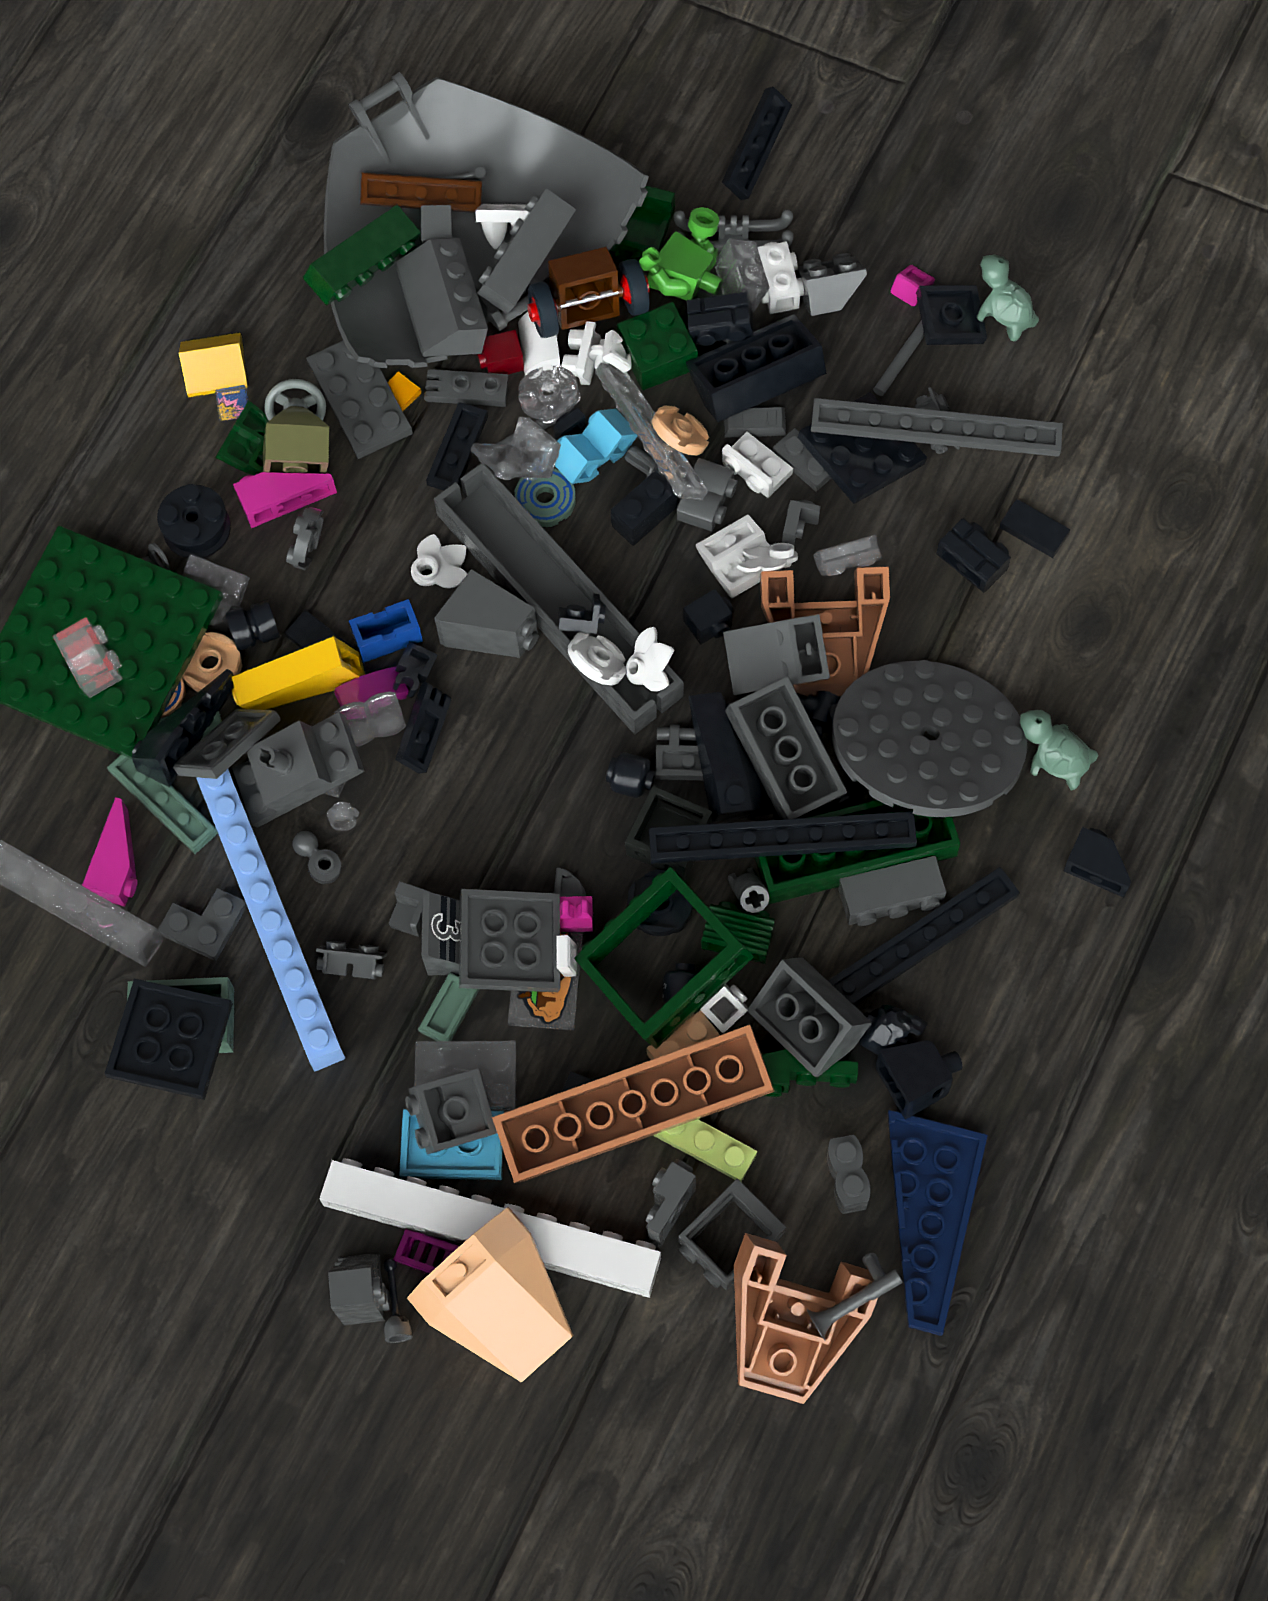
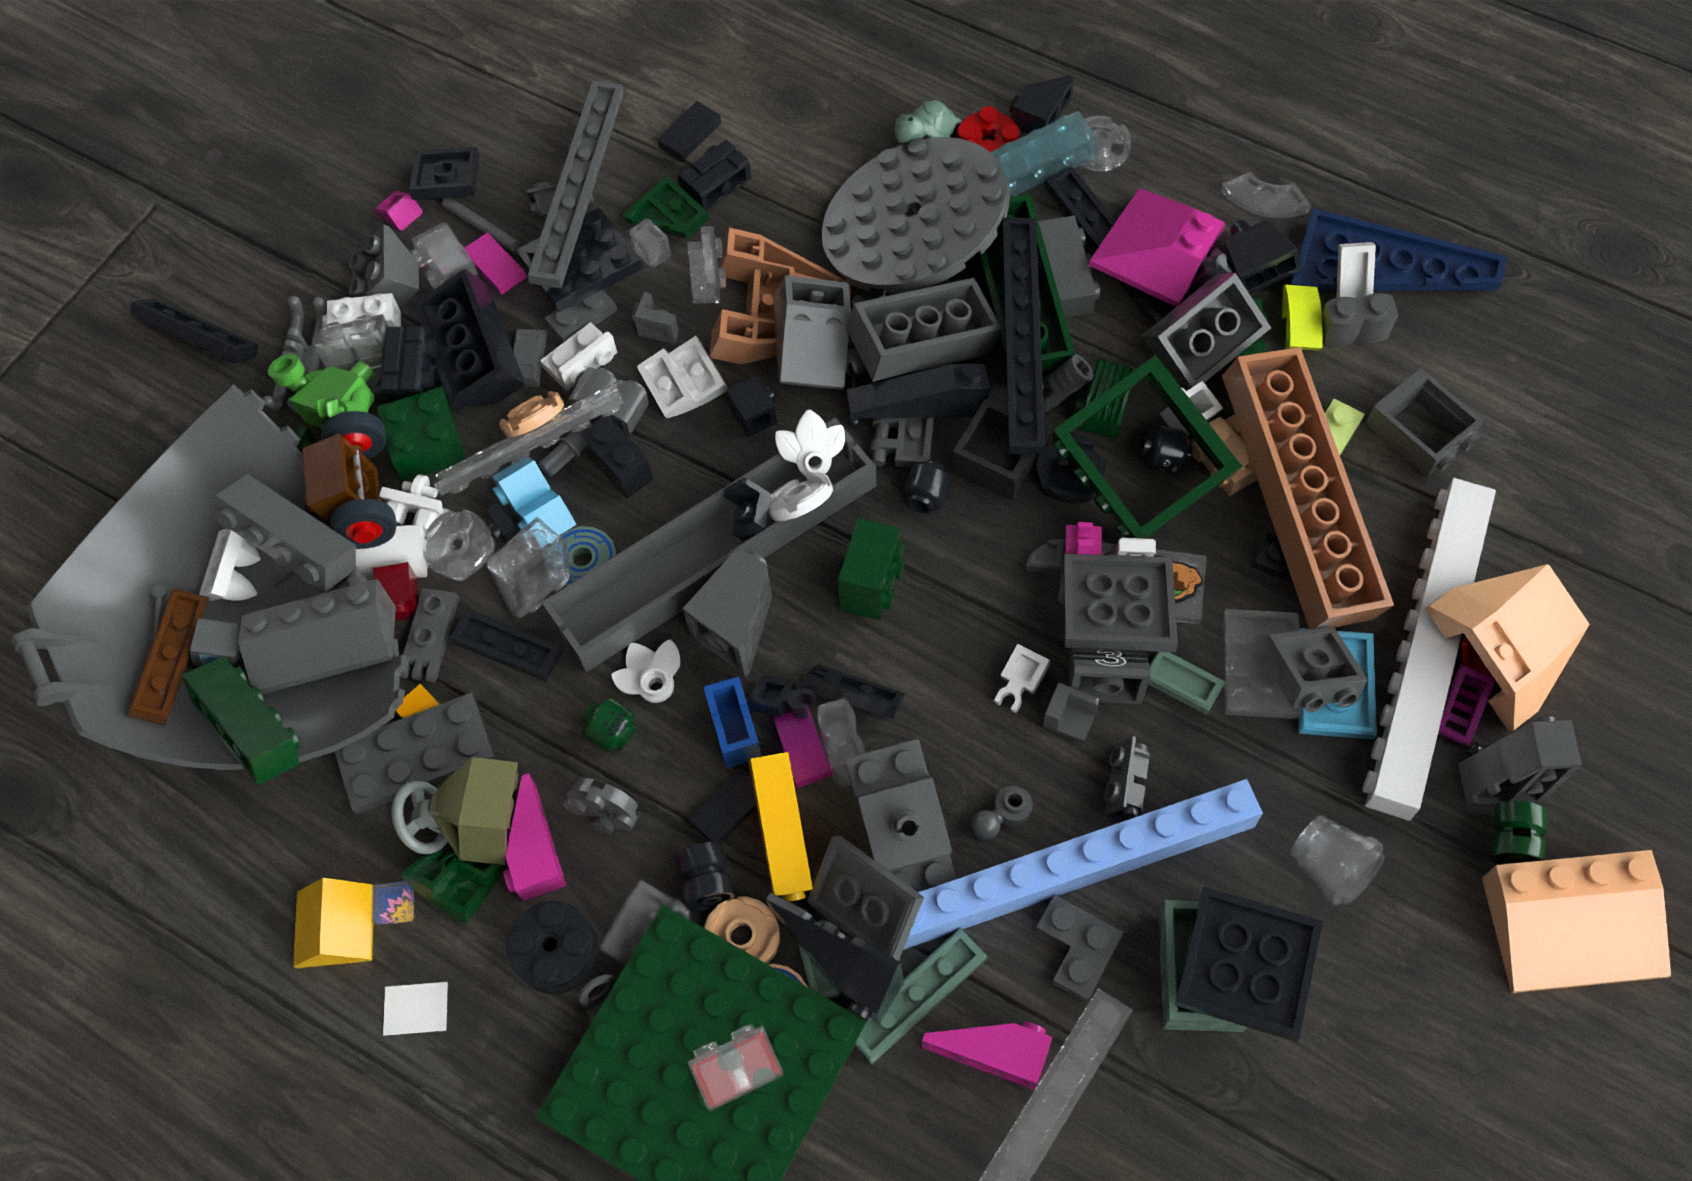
camera: 85 degrees left, 5 degrees down
(150, 434) = (415, 1008): none -> white sticker
(228, 1340) = (1579, 920): none -> light nougat slope
(274, 1129) = (1338, 859): none -> clear piece
(314, 1290) = (1519, 832): none -> dark green wheel
(342, 816) = (953, 783): clear plate -> none
(384, 536) = (608, 724): none -> dark green head
(446, 869) = (1023, 672): none -> white plate
(533, 727) = (871, 569): none -> dark green brick
(615, 353) = (423, 470): white tile -> none
(671, 1194) = (1403, 464): dark grey plate -> none
(769, 558) = (698, 343): white plate -> none
(774, 1333) = (1506, 365): nougat wedge -> none
(852, 331) = (441, 254): none -> clear brick
(856, 376) = (495, 263): none -> dark pink tile
(861, 1120) = (1303, 317): none -> neon yellow slope
(881, 1285) = (1482, 279): dark grey piece -> none
(883, 504) = (650, 243): none -> clear slope
(895, 1169) = (1355, 269): none -> white tile
(922, 976) = (1158, 246): none -> dark pink slope
(930, 519) = (668, 209): none -> dark green wing
(1005, 1092) = (1265, 198): none -> clear tile
(1008, 300) = (439, 120): sand green animal -> none
(1023, 855) = (1046, 152): none -> clear light blue brick
(1061, 795) = (988, 123): none -> red plate
(1061, 924) = (1120, 135): none -> clear piece

